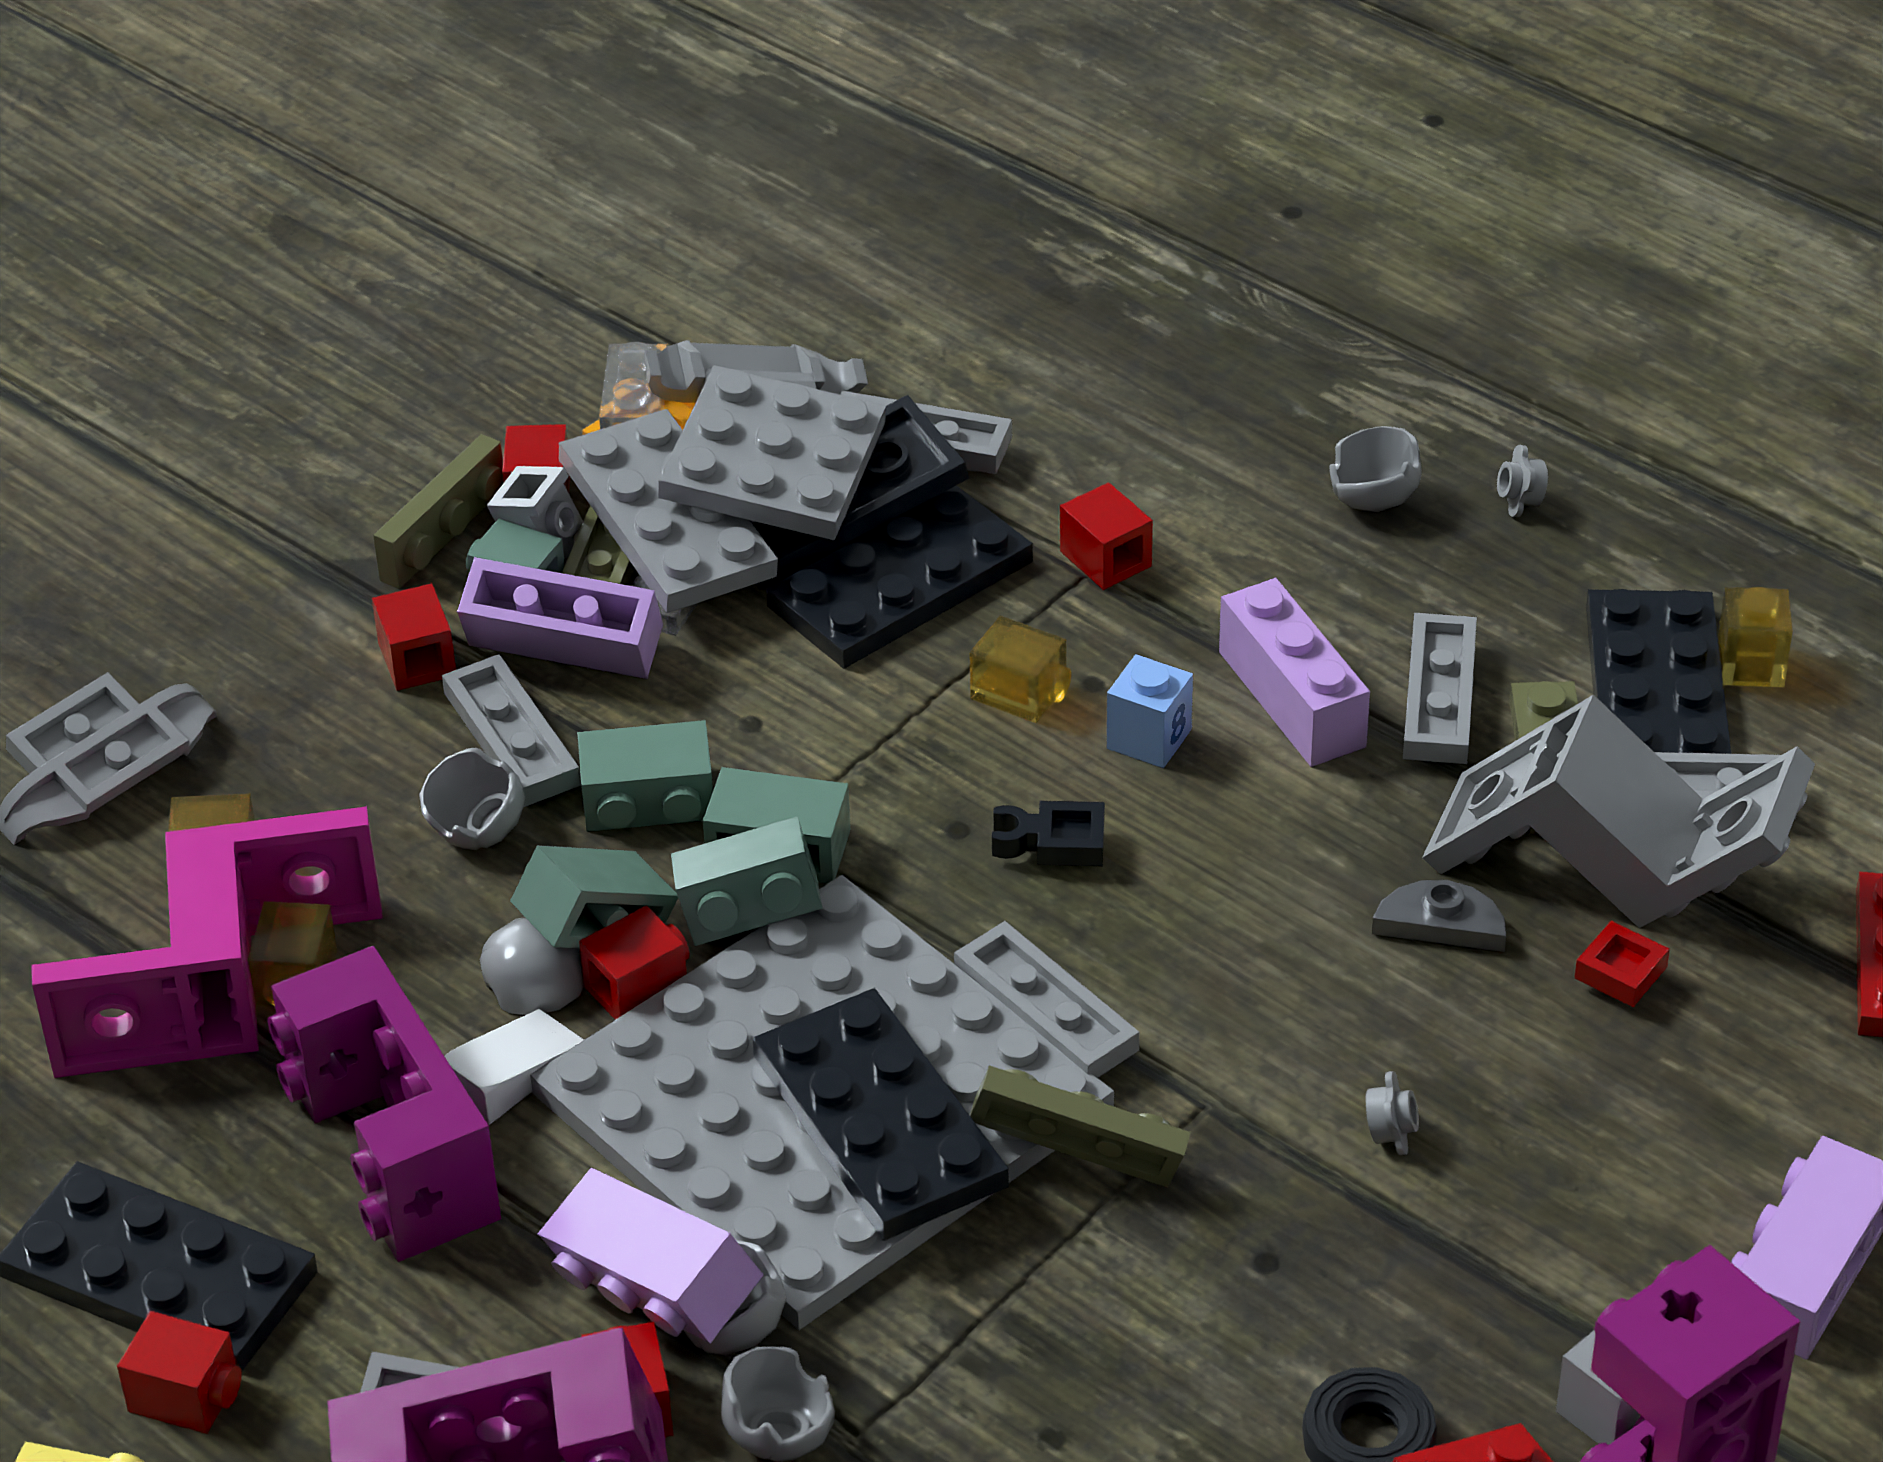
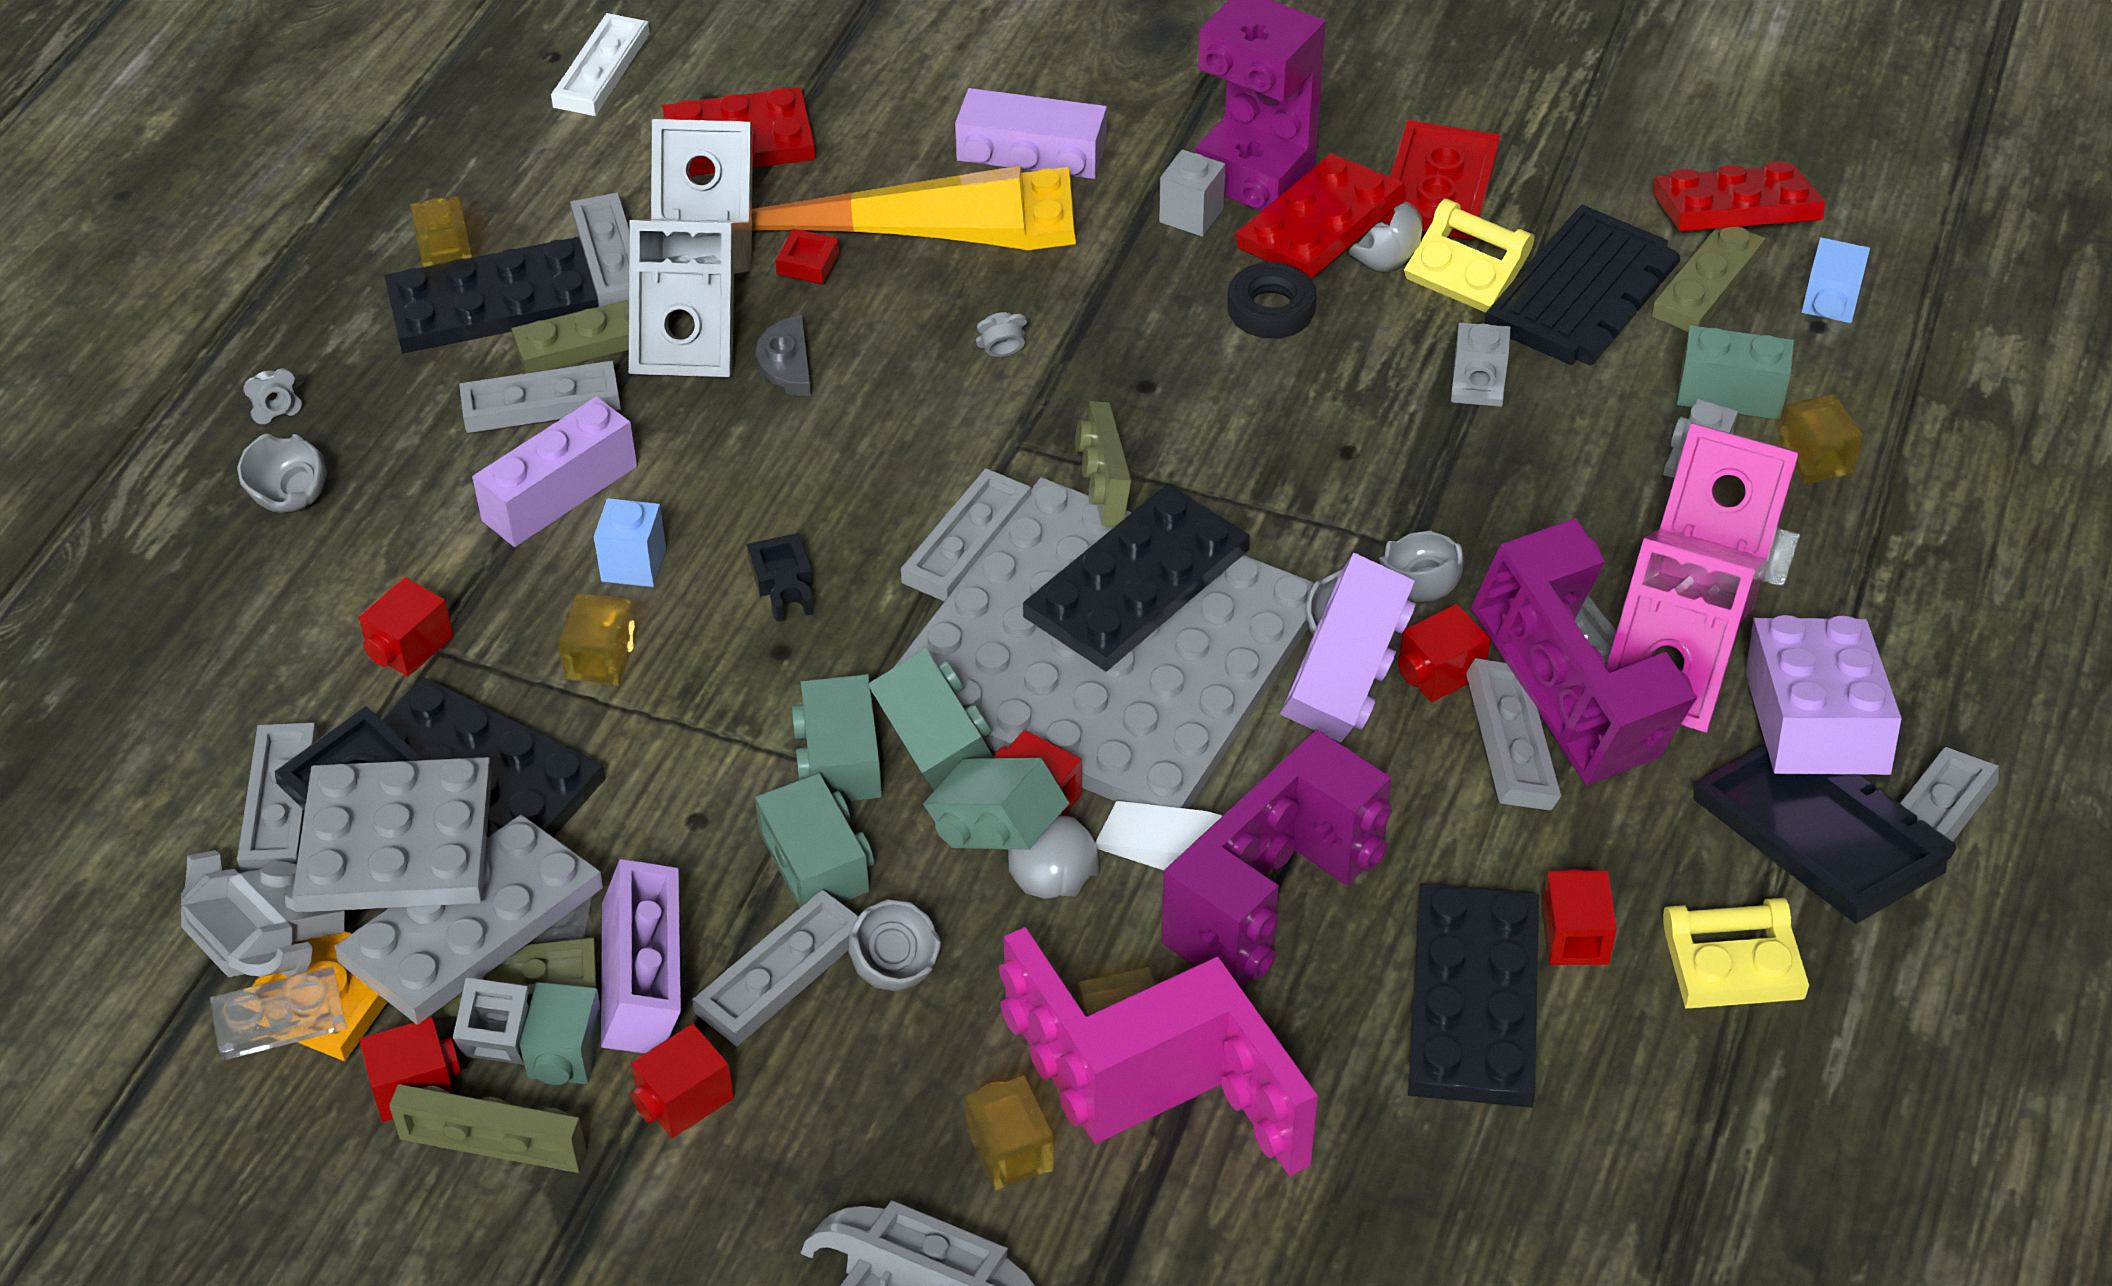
camera: 110 degrees left, 5 degrees up
(1675, 1155) = (979, 207): none -> yellow plate

